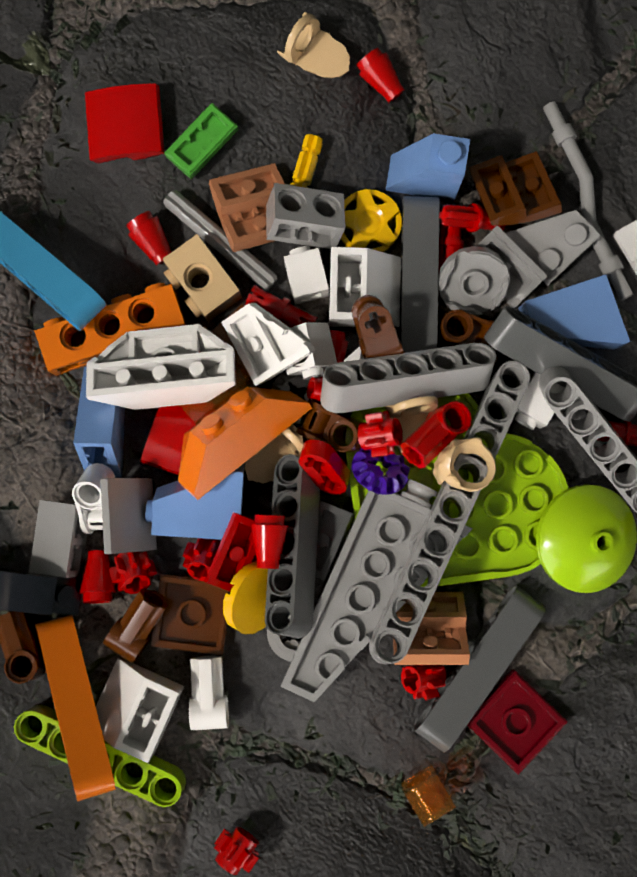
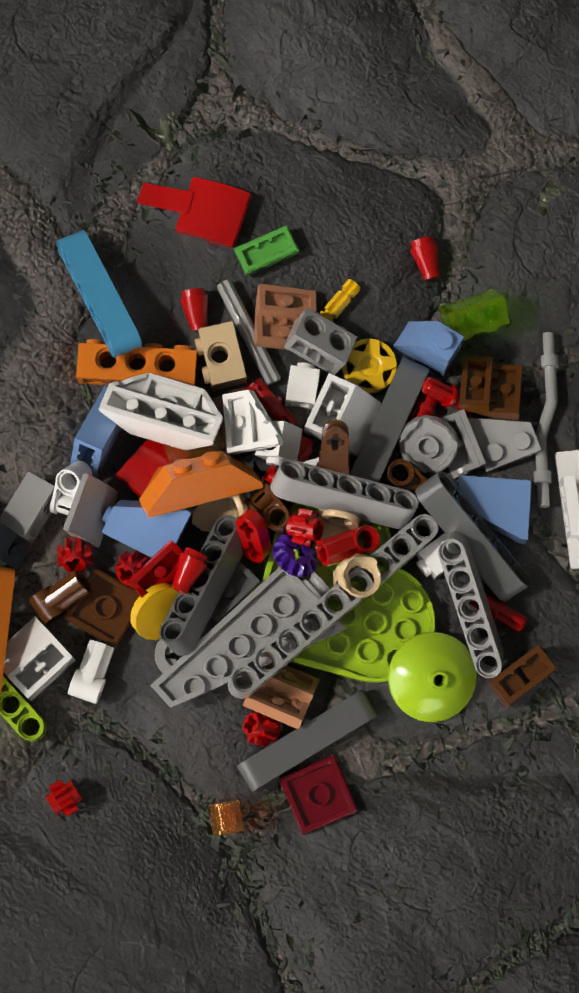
camera: 20 degrees right, 5 degrees down
(64, 129) = (165, 198): none -> red sticker
(96, 581) = (44, 552): red cone -> none
(315, 49) = (384, 217): tan piece -> none
(466, 111) = (475, 314): none -> clear neon green brick

